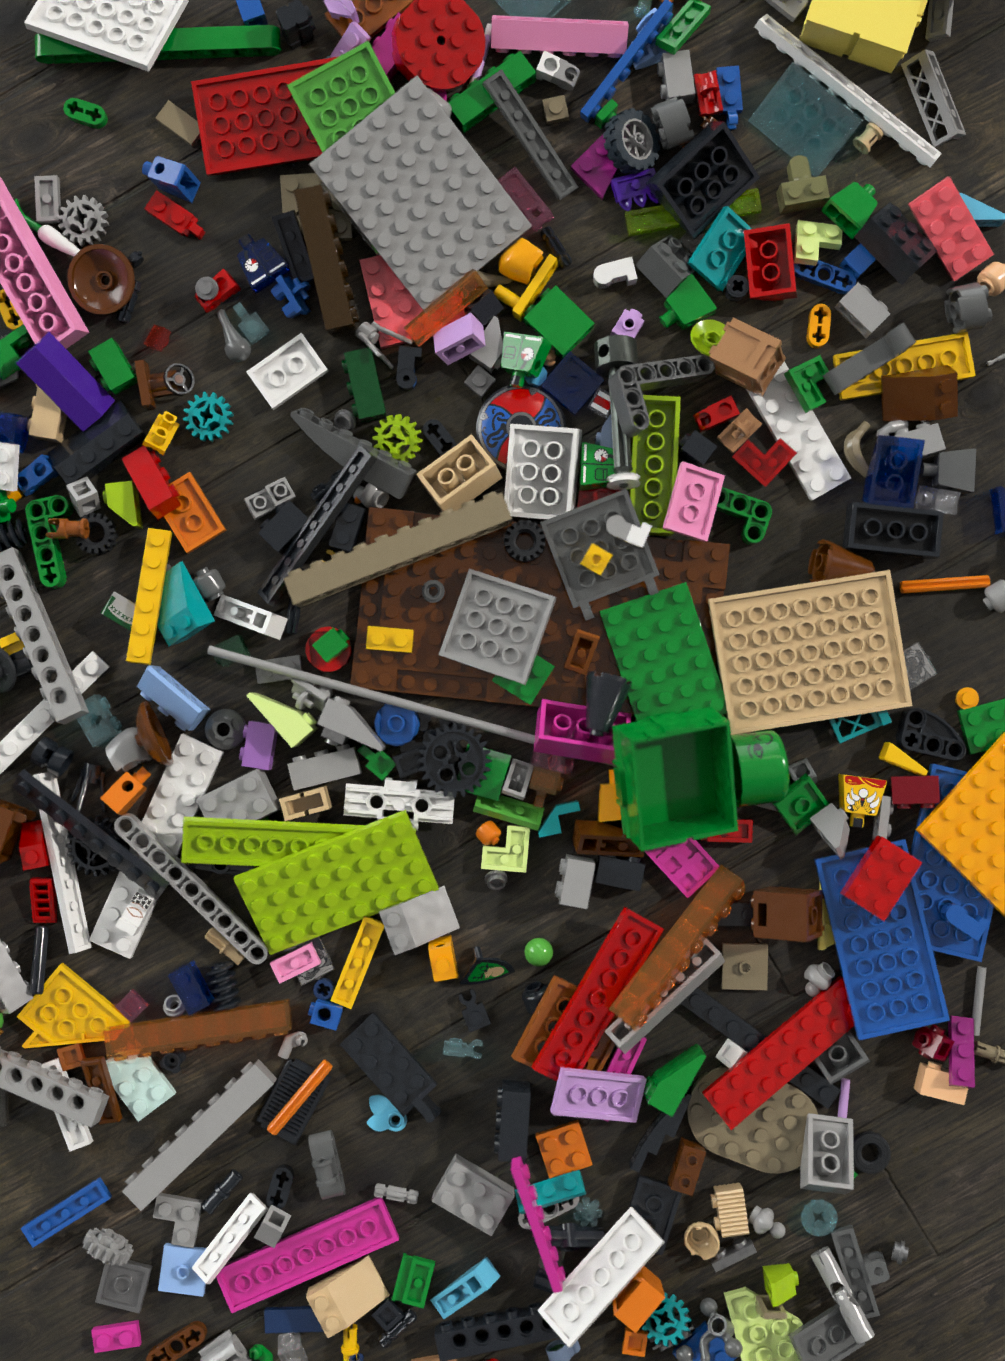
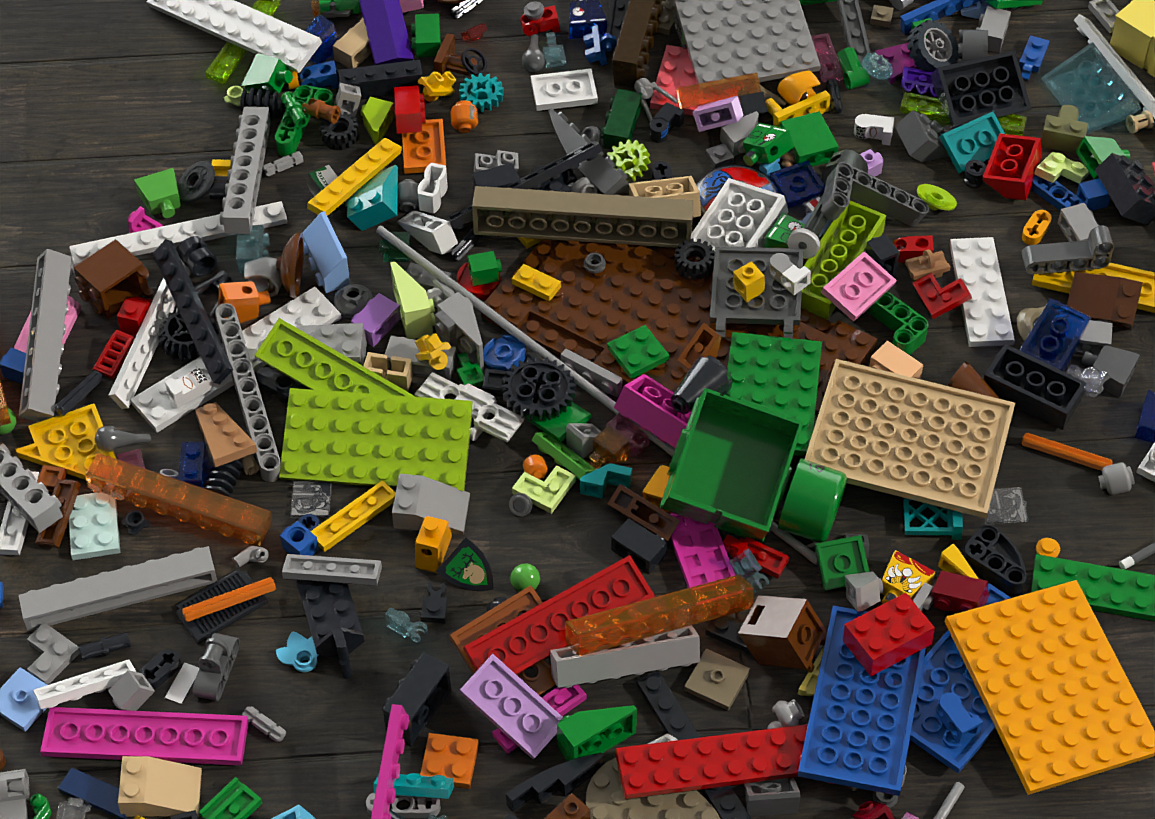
camera: 25 degrees right, 35 degrees down
(42, 543) = (294, 109): none -> green pin
(64, 600) = (283, 163): none -> light grey axle
(101, 1002) = (109, 438): none -> dark grey piece
(201, 949) = (223, 435): none -> medium nougat wing
(208, 457) = (464, 116): none -> orange head
(228, 561) = (432, 188): none -> white brick
(295, 962) = (298, 489): bright pink plate -> none
(305, 1186) = (182, 683): none -> white sticker
(338, 773) = (430, 350): none -> yellow hips
(374, 1036) = (332, 569): none -> light grey plate
(473, 1194) = (338, 753): light grey brick -> none
(487, 709) = (594, 374): none -> light grey plate
(497, 626) = (635, 303): light grey plate -> none
(565, 210) = (853, 73): none -> green piece
(576, 881) = (593, 527): light grey brick -> none
(580, 197) = (870, 65): none -> clear light blue gear
(687, 305) = (926, 167): green torso -> none
(708, 93) = (1015, 41): red hips -> none
(724, 852) = (748, 567): none -> clear light blue plate
(747, 356) = (959, 212): medium nougat container -> none
(758, 566) = (895, 360): none -> light nougat brick
(803, 383) = (1004, 254): green plate -> none

